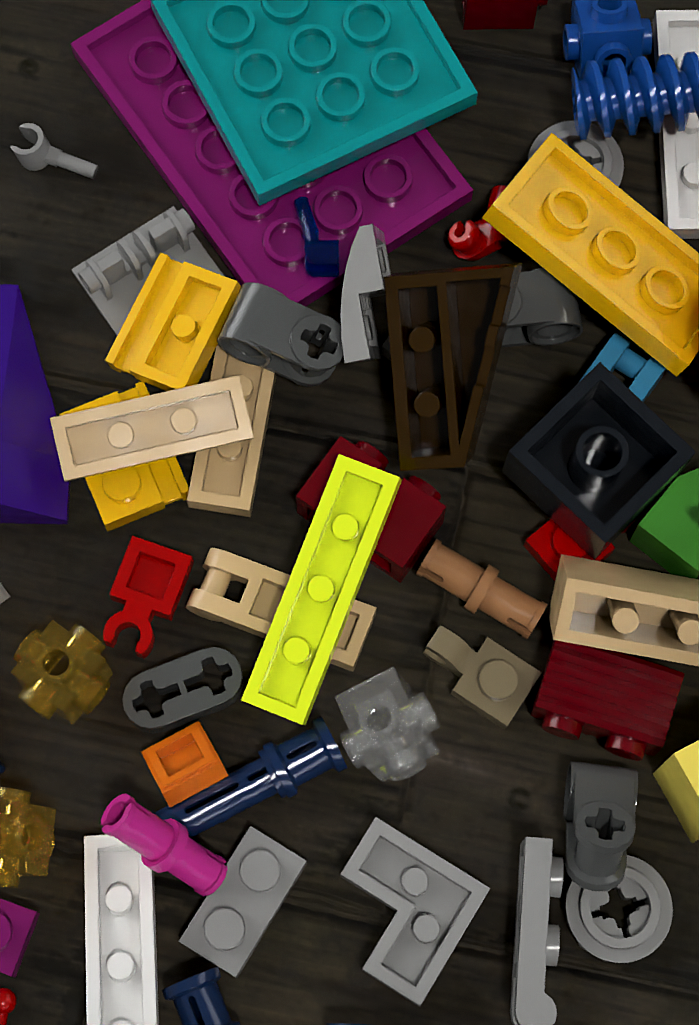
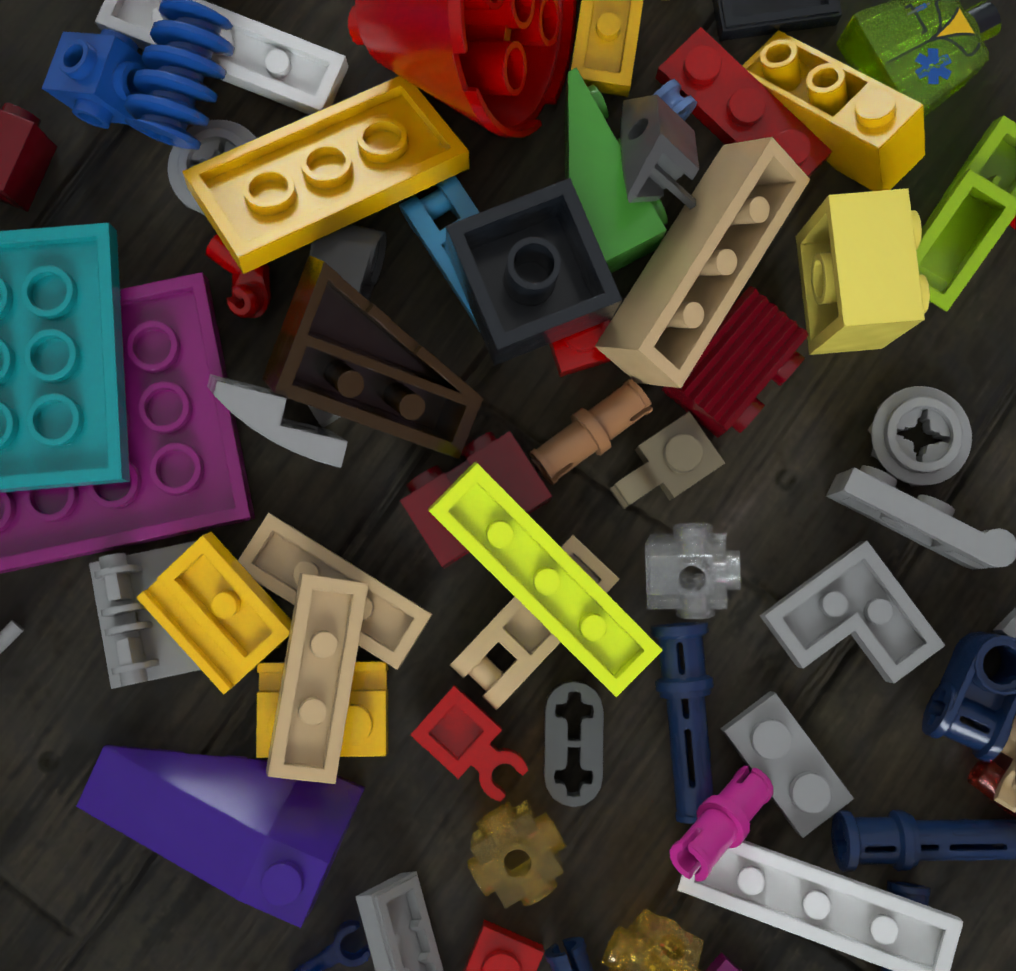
camera: 70 degrees left, 10 degrees up
(184, 764) = (645, 770): orange tile -> none
(275, 335) = (268, 523): dark grey piece -> none
(320, 255) = (208, 444): clear blue hand -> none
(599, 823) = (847, 419): dark grey piece -> none

